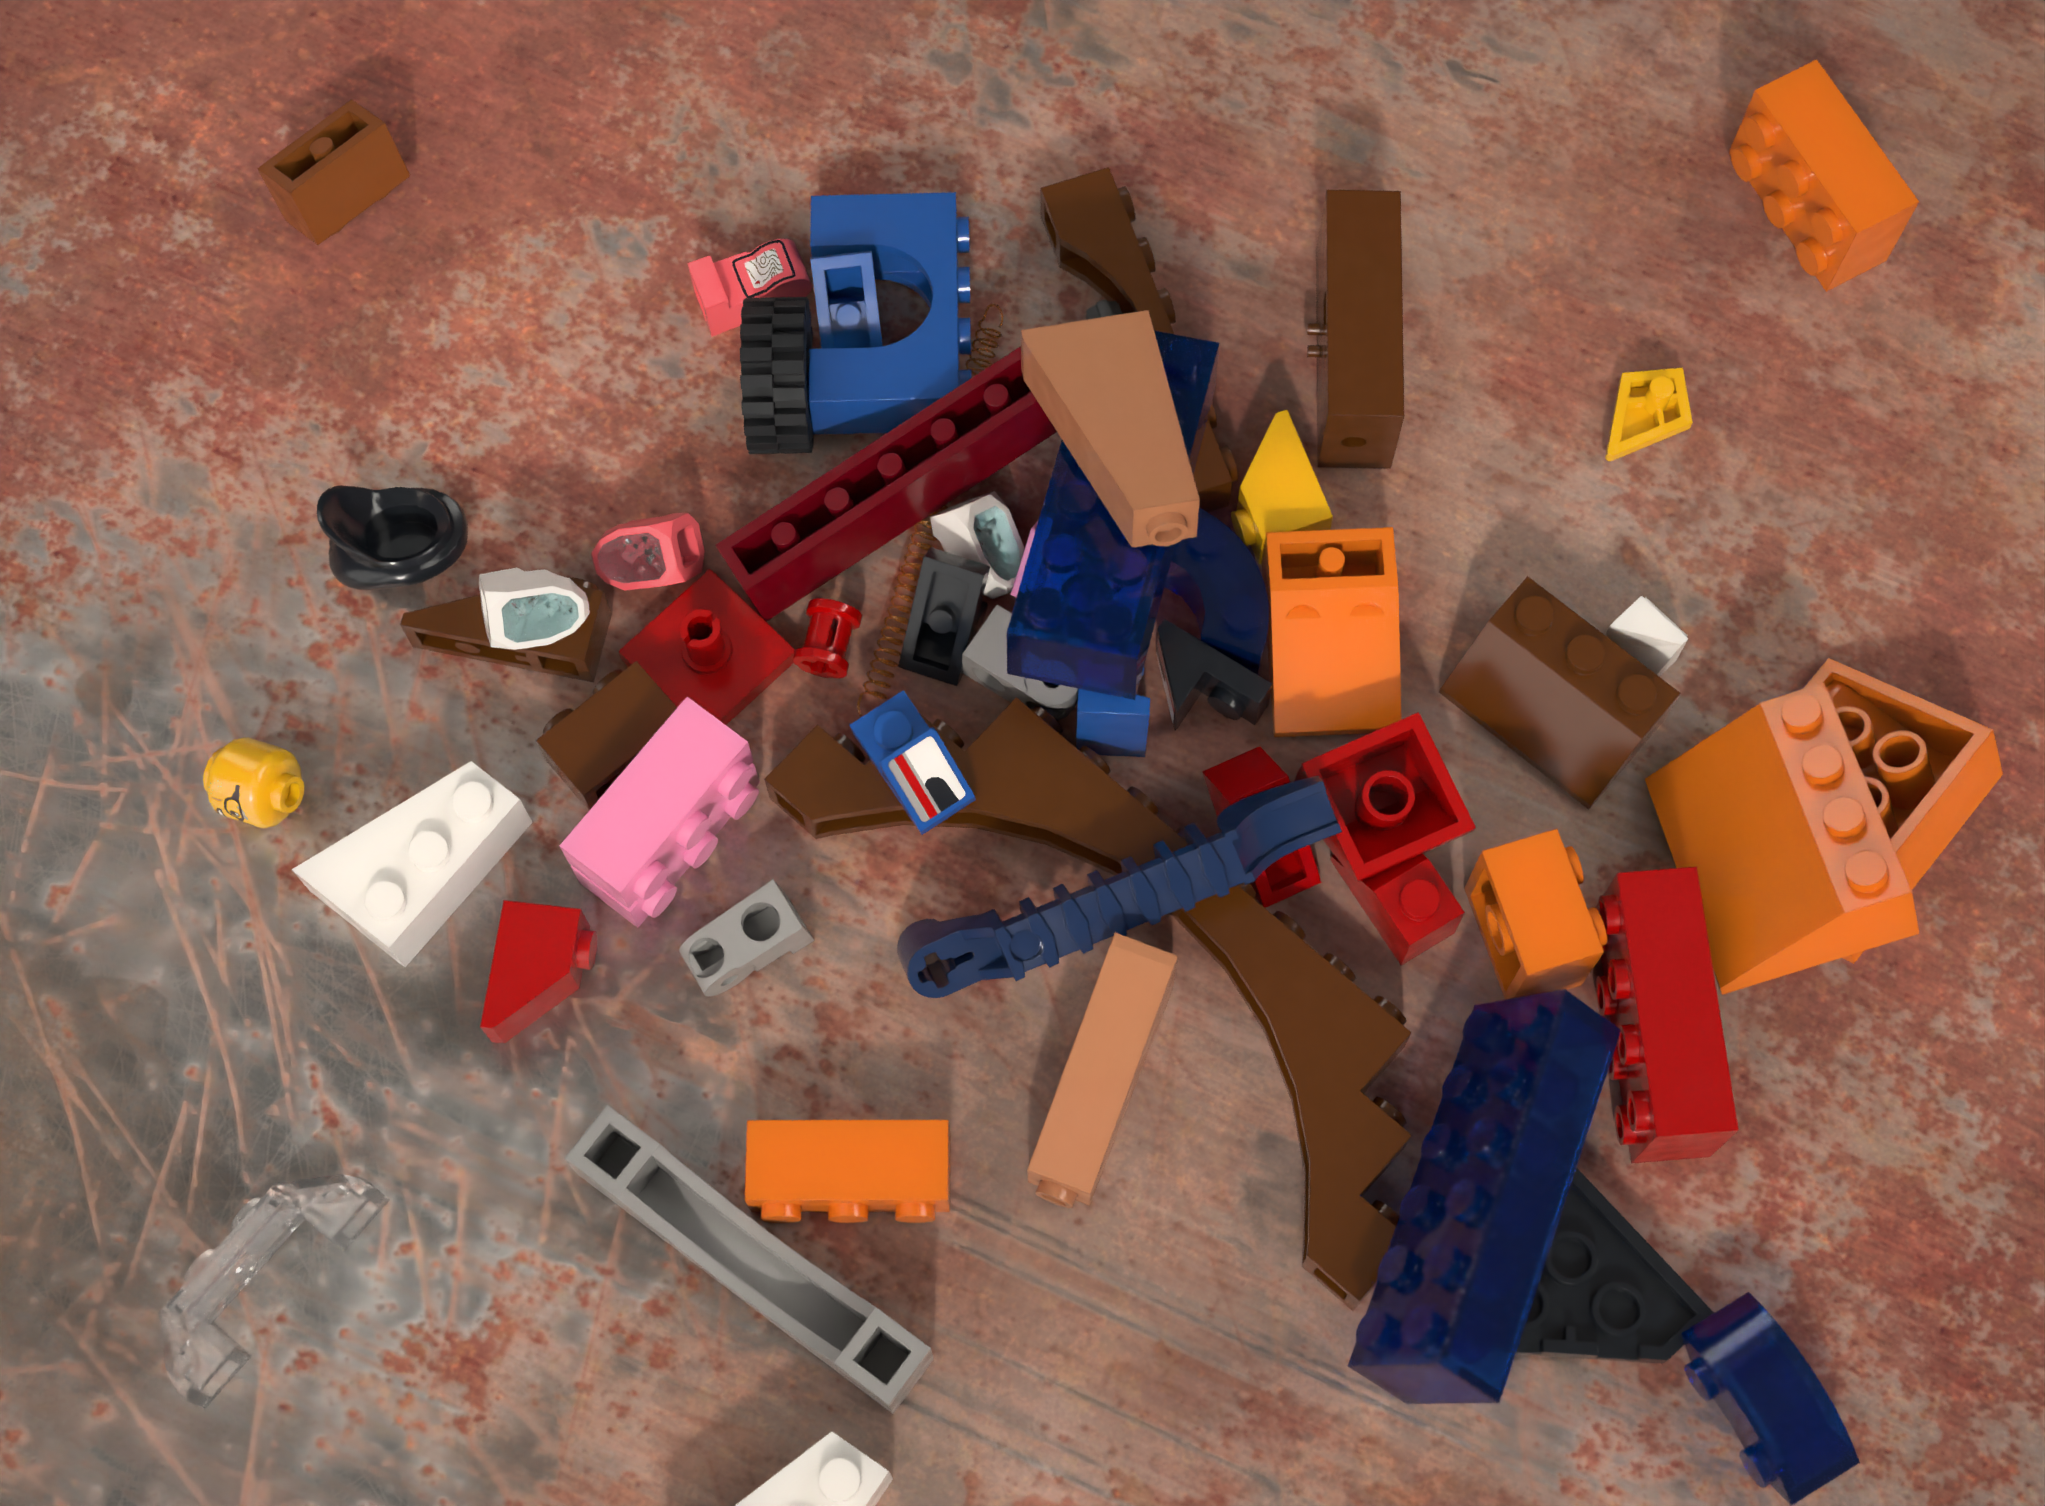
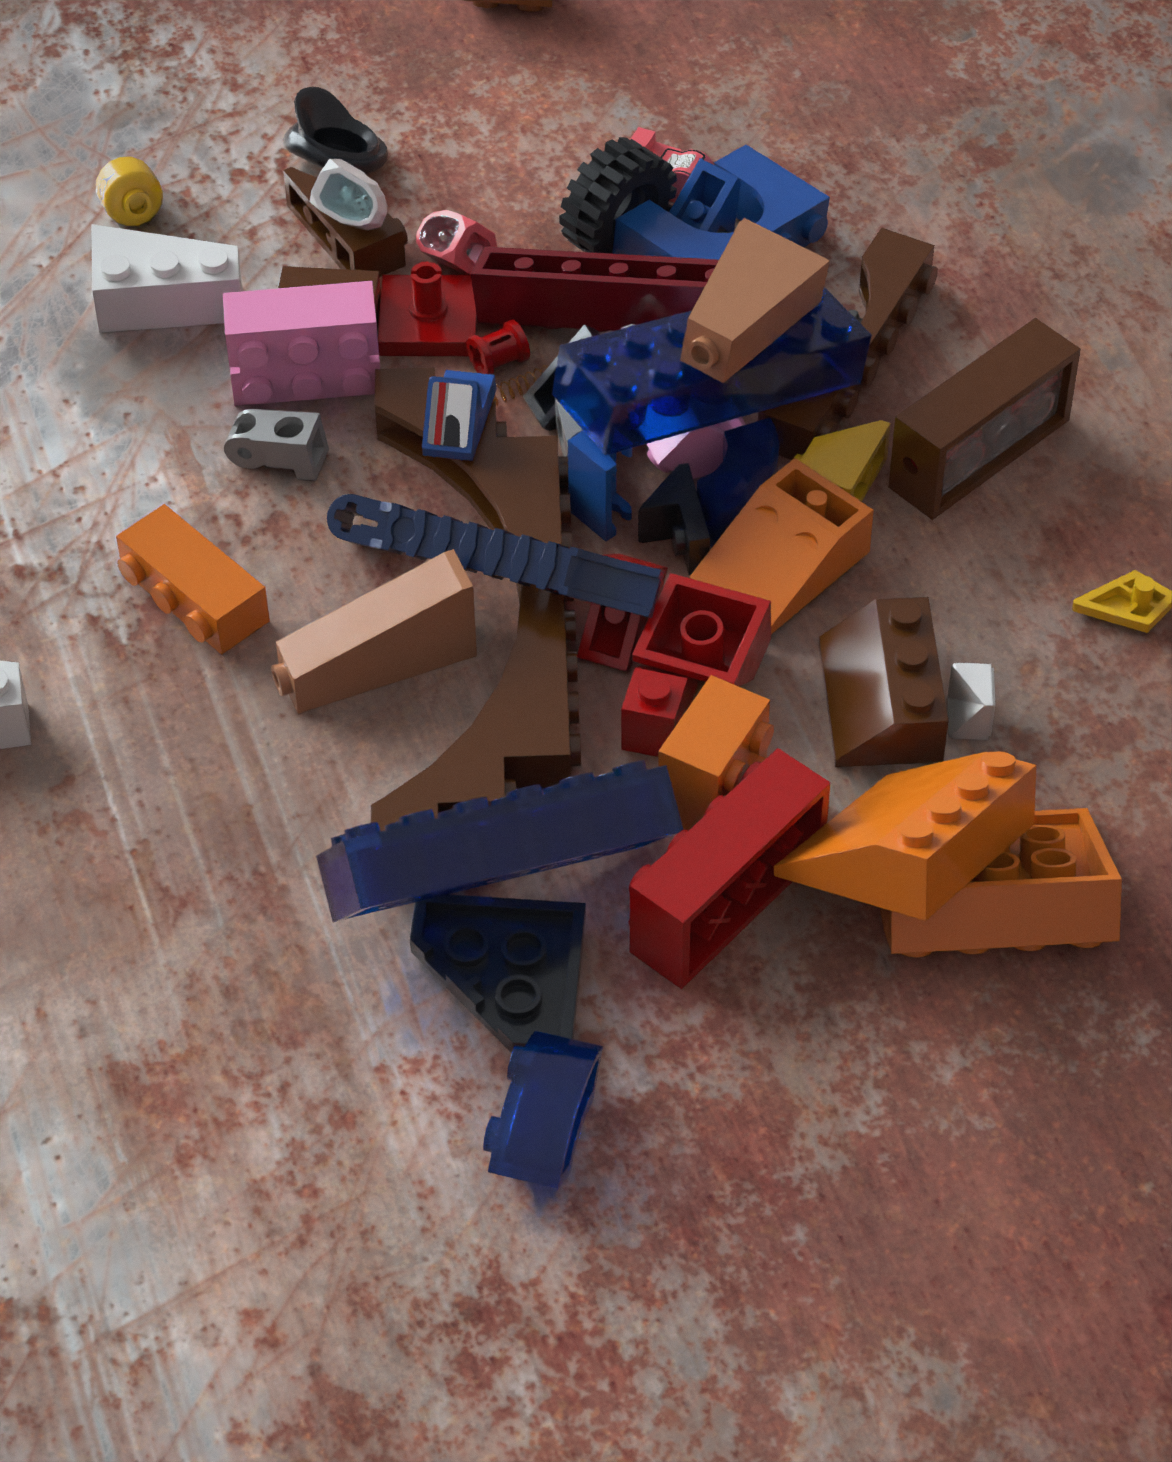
camera: 45 degrees right, 20 degrees down
(534, 965) = (154, 369): red slope -> none
(750, 1260) = (87, 566): light grey arch -> none

